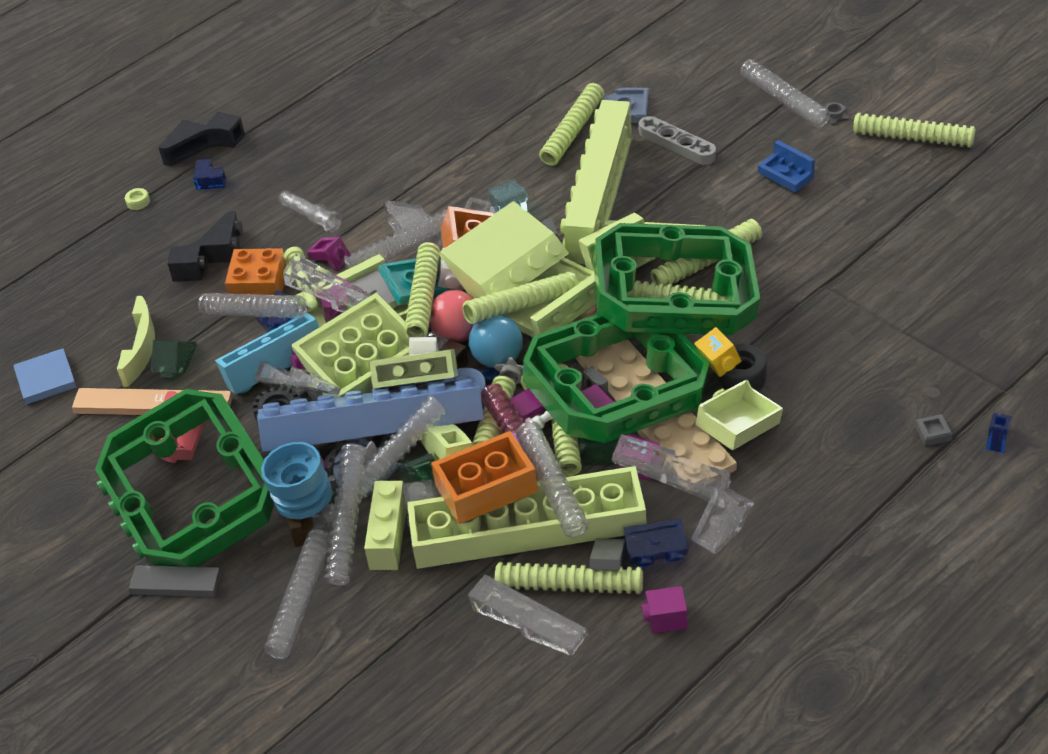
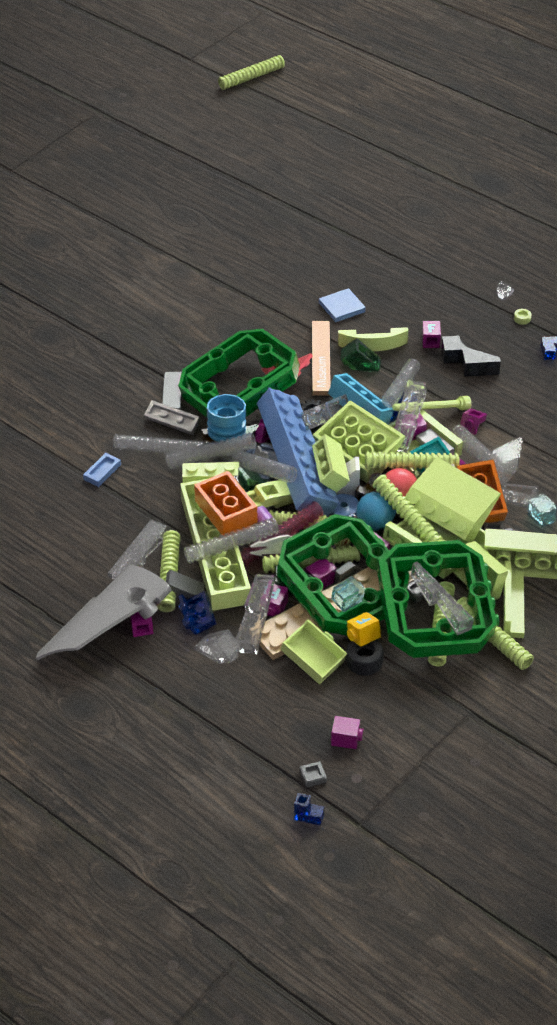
camera: 80 degrees right, 0 degrees up
(78, 213) = (504, 291): none -> clear tile
(148, 281) = (431, 334): none -> magenta brick
(239, 576) = (172, 417): none -> light grey plate
(256, 271) = (441, 382): orange brick -> none
(316, 213) = (514, 408): clear pin -> none
(331, 672) = (102, 469): none -> medium blue tile
(670, 354) = (348, 593): none -> clear light blue brick
(672, 640) = (128, 593): none -> light grey panel
(686, 262) = (434, 593): none -> clear slope
(870, 391) = (346, 732): none -> brick

